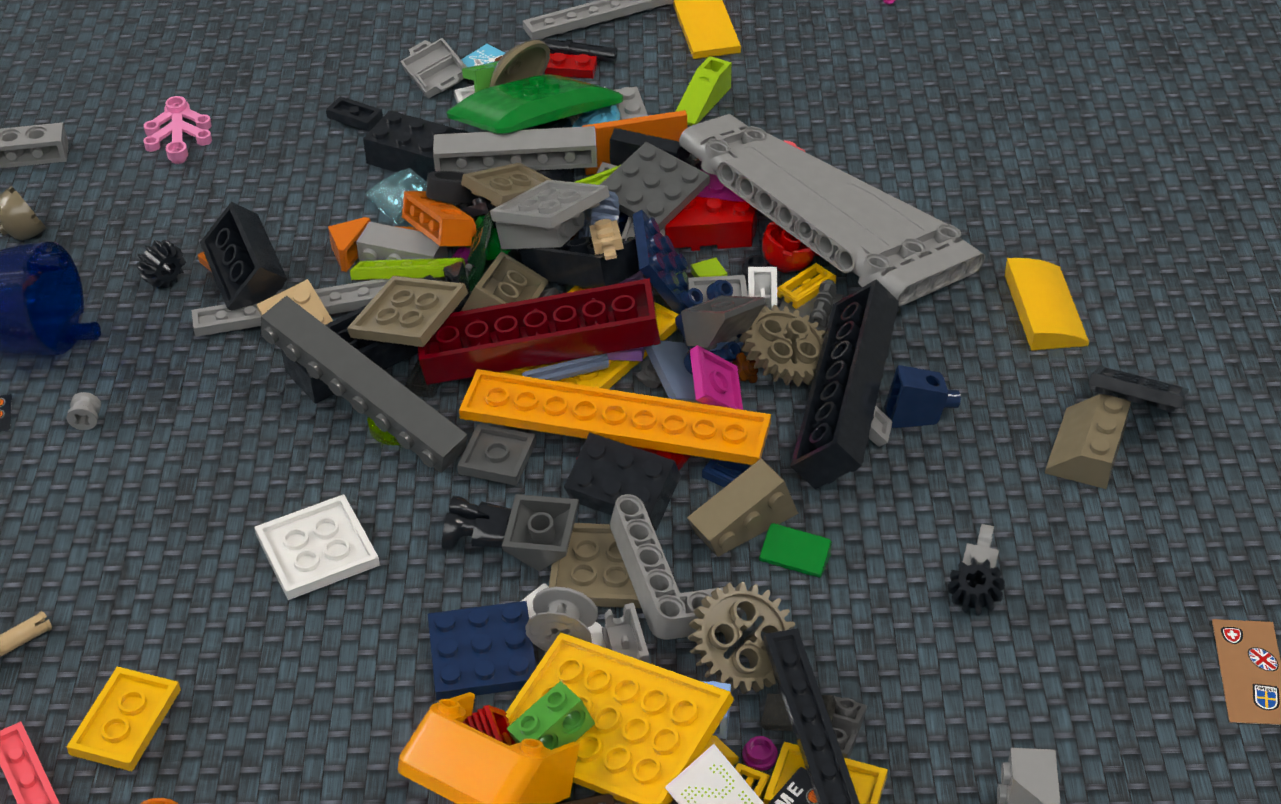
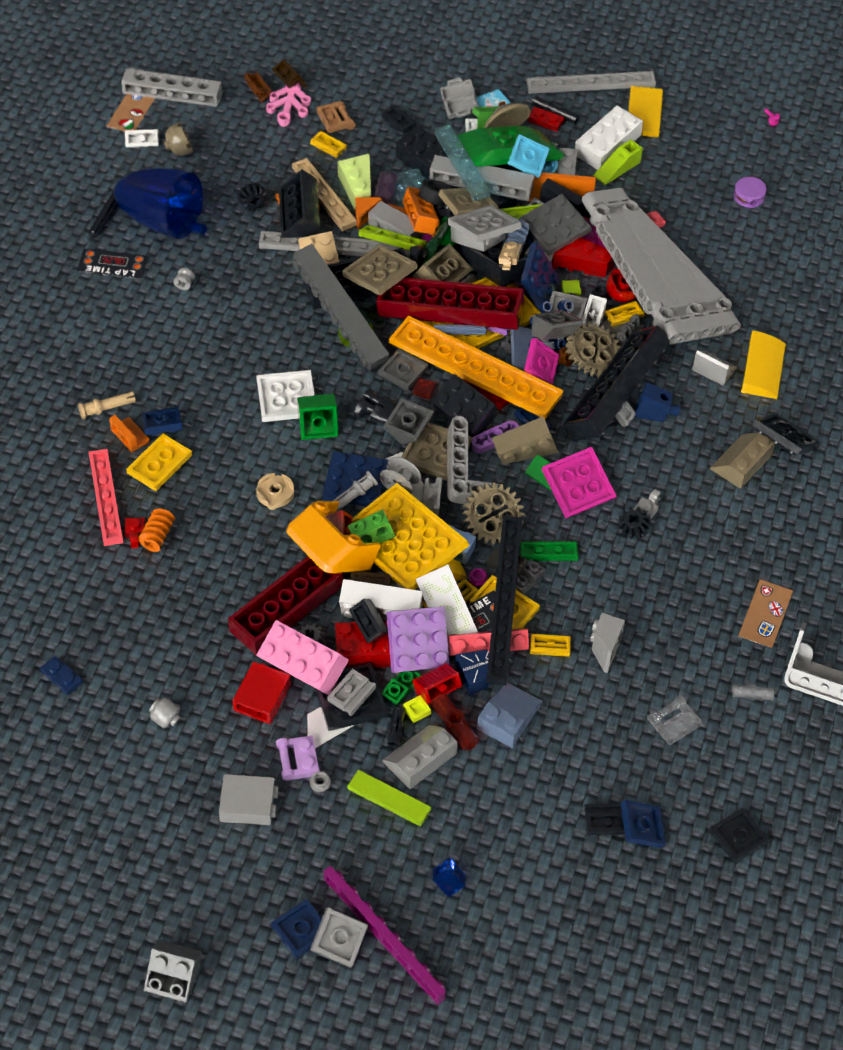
camera: 15 degrees right, 10 degrees up
(53, 684) = (128, 433): none -> orange panel
(110, 646) = (162, 421): none -> dark blue plate
(122, 118) = (258, 85): none -> reddish brown hinge
(164, 91) = (287, 74): none -> dark brown panel
(251, 137) = (332, 120): none -> medium nougat plate
(258, 170) = (326, 144): none -> yellow tile
(288, 243) = (327, 197): none -> tan plate
(317, 201) = (355, 177): none -> yellowish green wedge
(354, 724) = (278, 499): none -> tan plate
(369, 200) = (385, 186): none -> clear purple hips
(383, 563) = (317, 416): none -> green slope
(481, 134) = (462, 162): none -> clear light blue plate
(496, 661) = (358, 488): none -> light grey pin
(541, 474) = (424, 388): none -> clear red tile
(576, 102) = (528, 156): none -> medium azure plate
(672, 63) = (607, 136): none -> white brick
(683, 528) = (488, 444): none -> medium lavender beam
(858, 548) = (578, 482): none -> dark pink plate
(862, 672) = (549, 551): none -> green tile
(904, 86) = (749, 192): none -> medium lavender head
(974, 325) = (713, 367): none -> light grey slope

